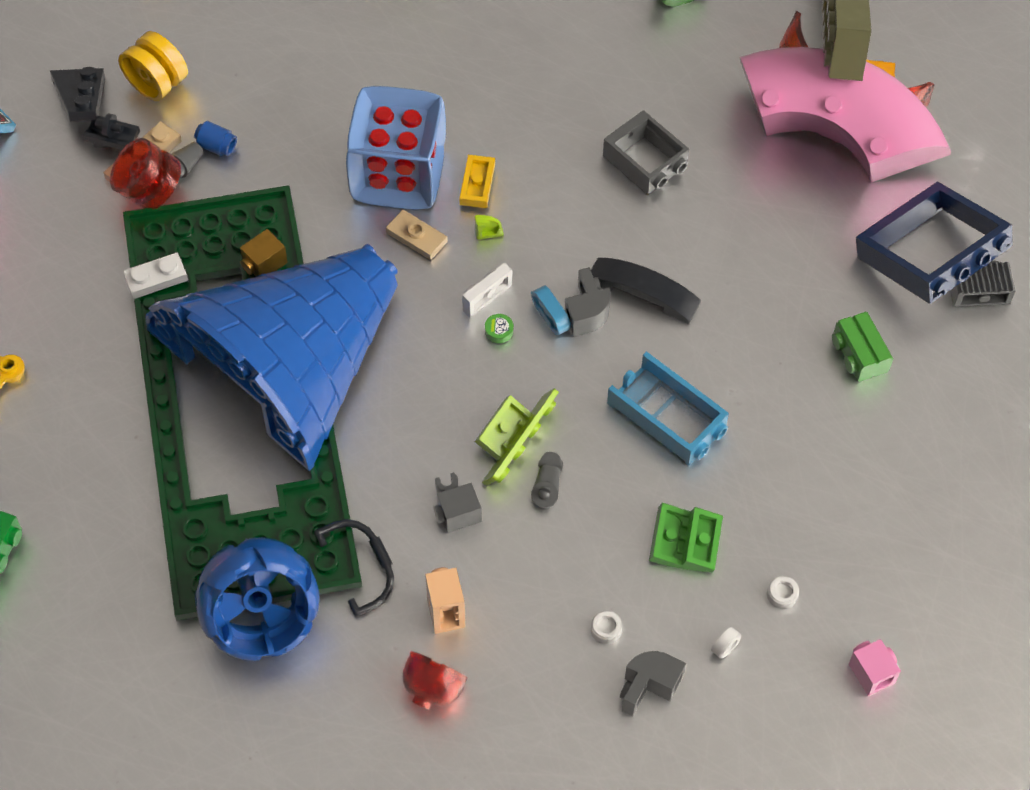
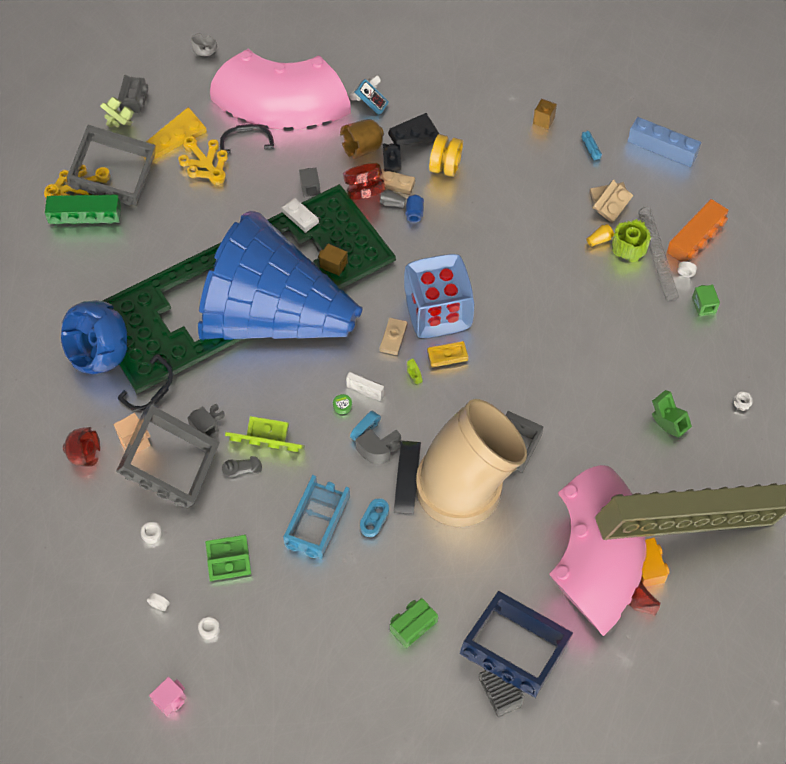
camera: 70 degrees right, 0 degrees up
(57, 157) = (361, 137): none -> pearl gold cylinder
(95, 248) = (309, 182): none -> dark grey brick
(492, 584) = (181, 430): none -> dark grey window
(651, 672) = (122, 564): dark grey brick -> none
(685, 196) = (467, 463): none -> tan cylinder
(695, 344) = (374, 519): none -> dark azure plate

